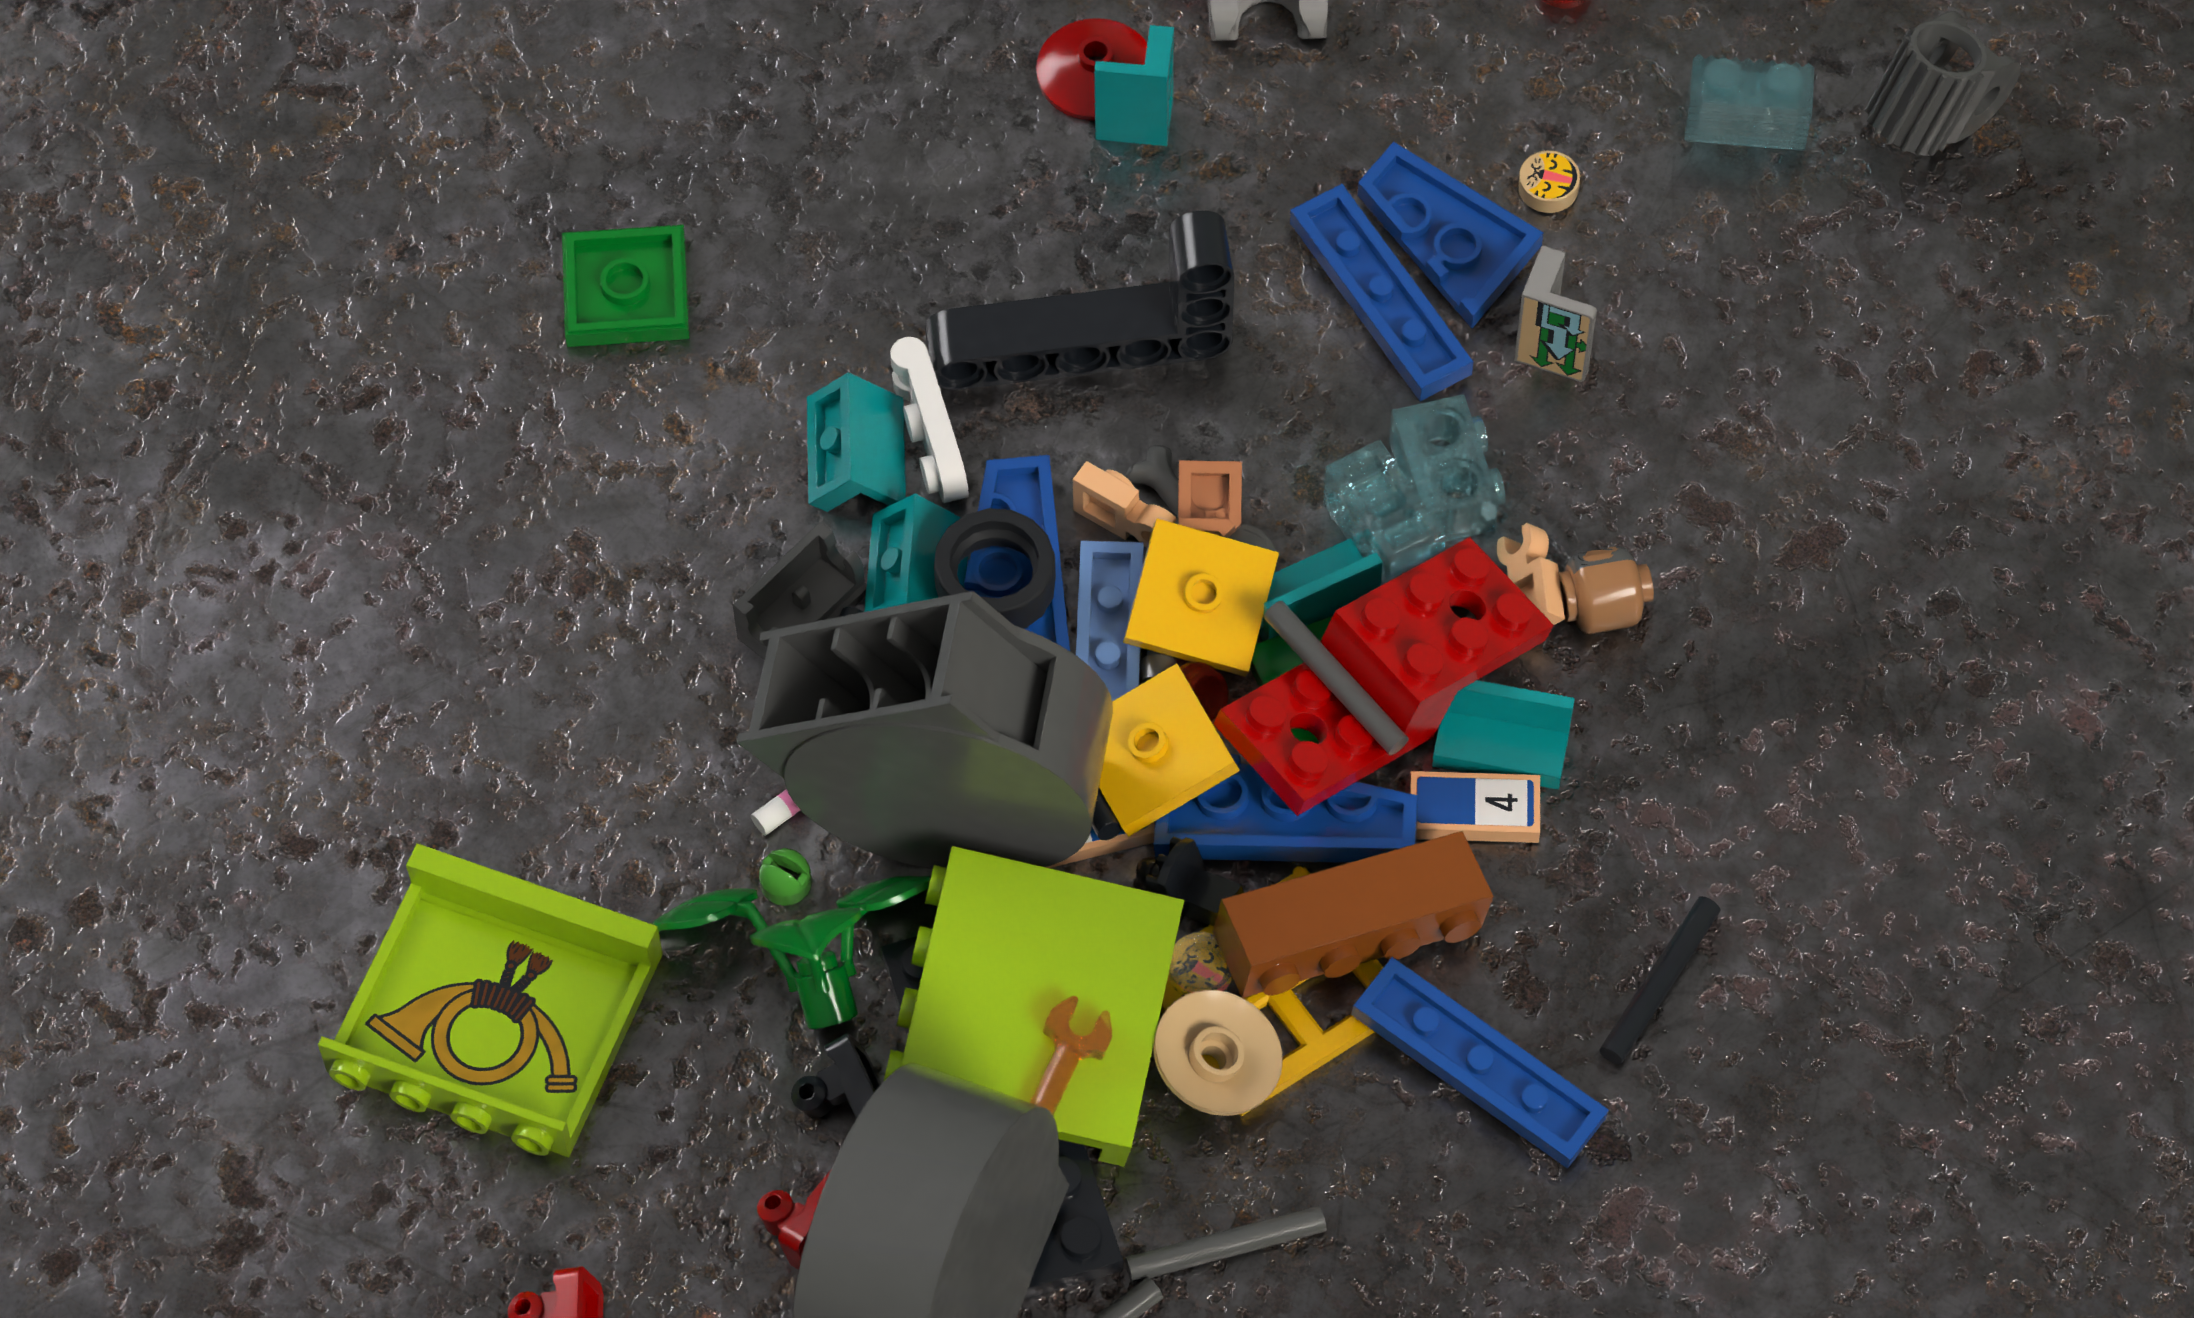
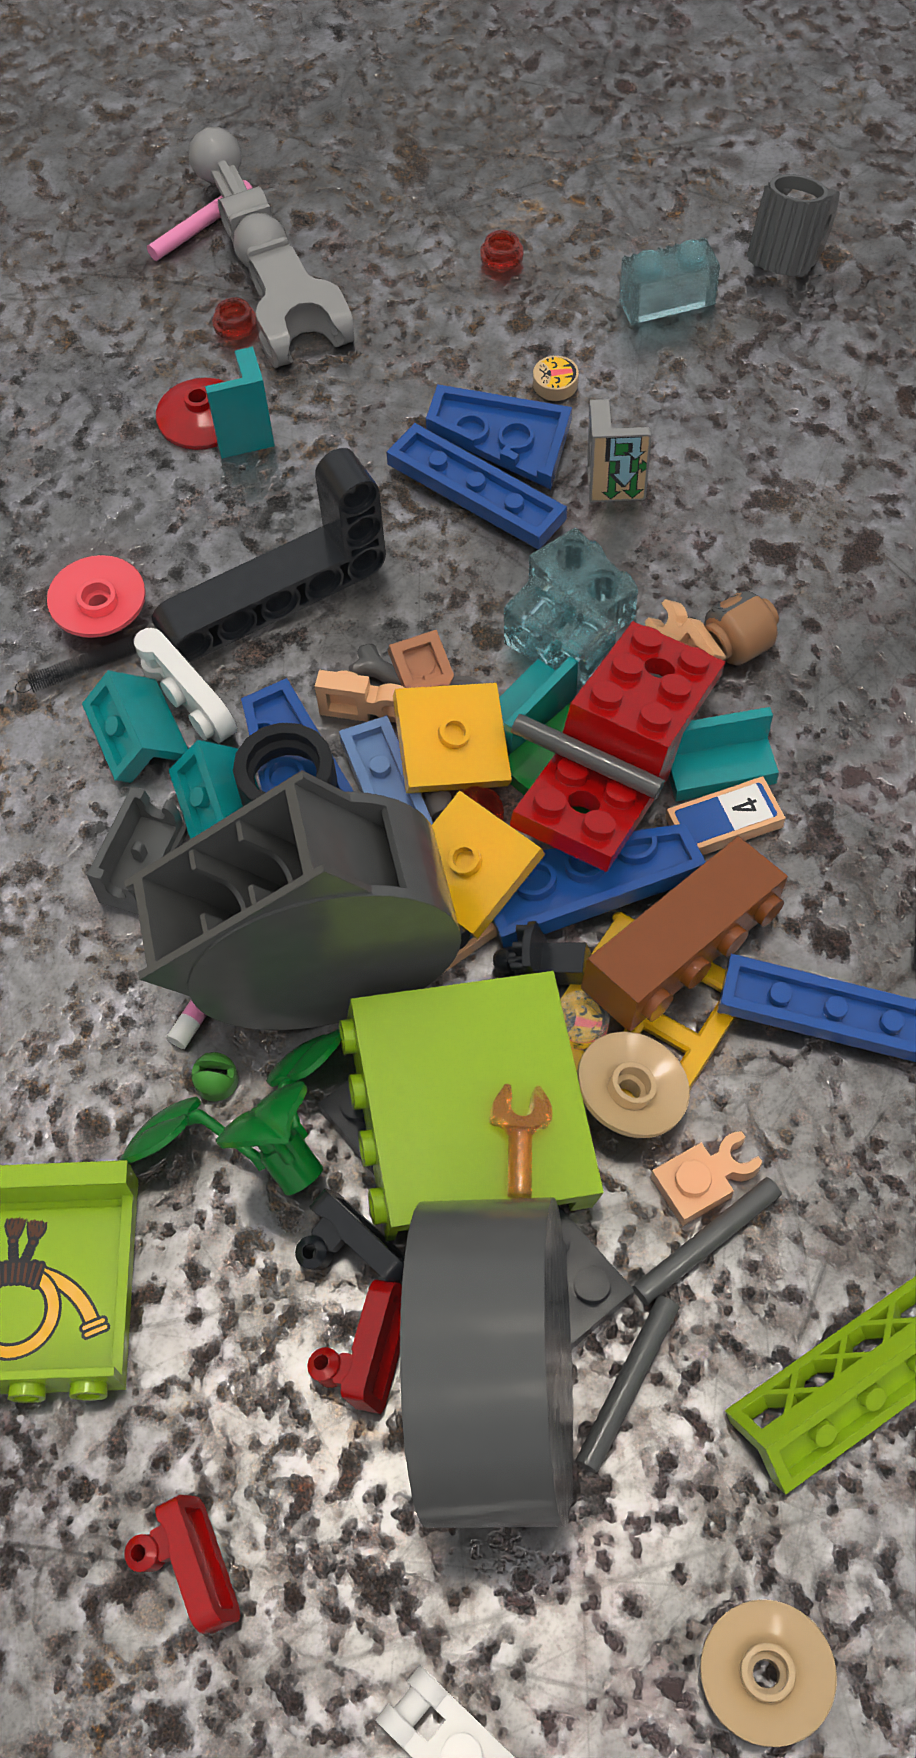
camera: 20 degrees left, 0 degrees up
(869, 251) = (96, 596): none -> coral dish
(889, 341) = (71, 672): none -> black piece
(1244, 1182) = (699, 1182): none -> light nougat plate

